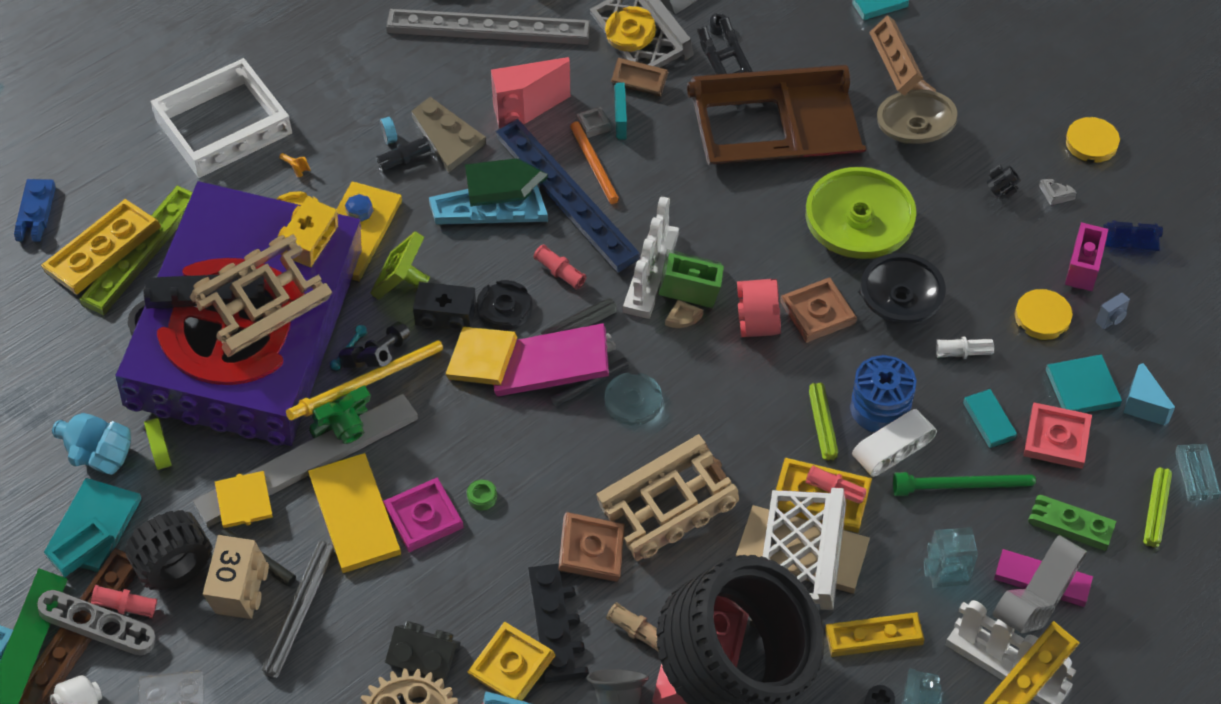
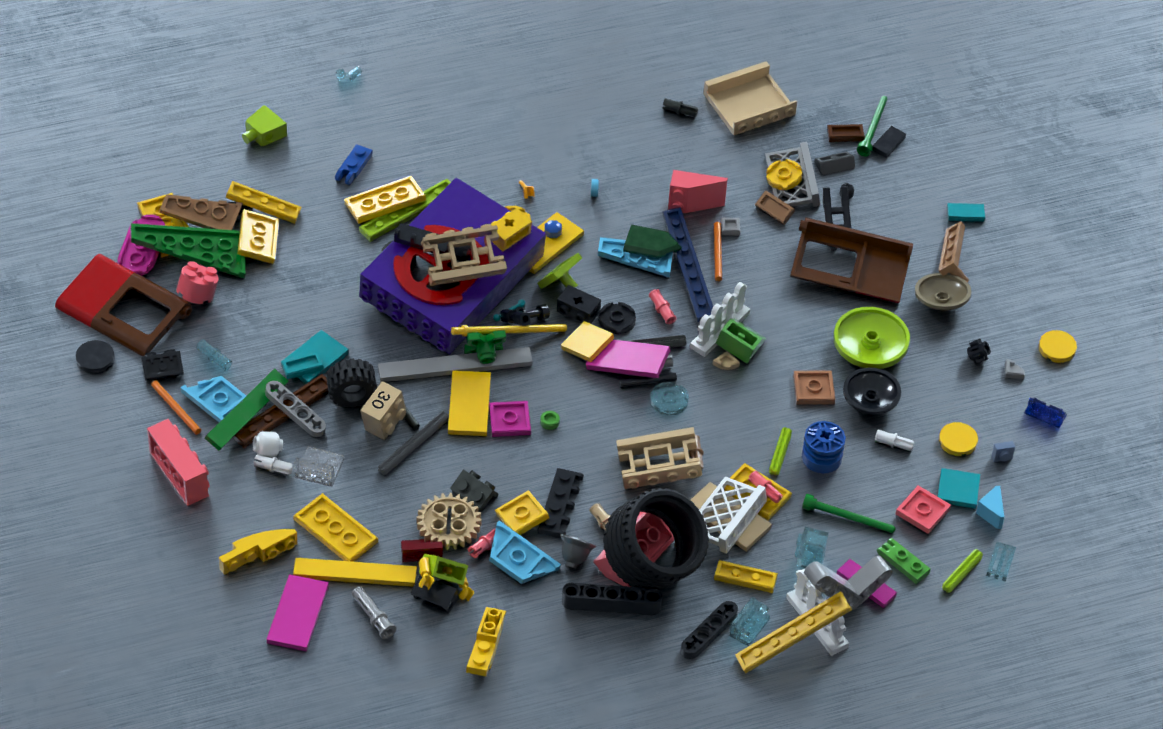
camera: 20 degrees right, 5 degrees down
(94, 442) = (334, 310): medium azure piece -> none
(124, 601) = (315, 403): coral pin -> none
(157, 443) = (370, 325): lime beam -> none
(233, 146) = (493, 165): white window -> none
(243, 499) = (407, 372): yellow piece -> none
(403, 153) = (597, 205): black pin -> none
(449, 135) = (632, 202): dark tan wing -> none
(488, 26) = (693, 143): light grey tile -> none
(591, 547) = (600, 470): nougat tile -> none
(620, 111) = (750, 224): teal tile -> none
(759, 308) = (773, 371): coral brick -> none
(894, 442) = (817, 477): white beam -> none
(990, 418) = (886, 486): teal tile -> none
(1086, 256) = (1004, 413): dark pink brick -> none

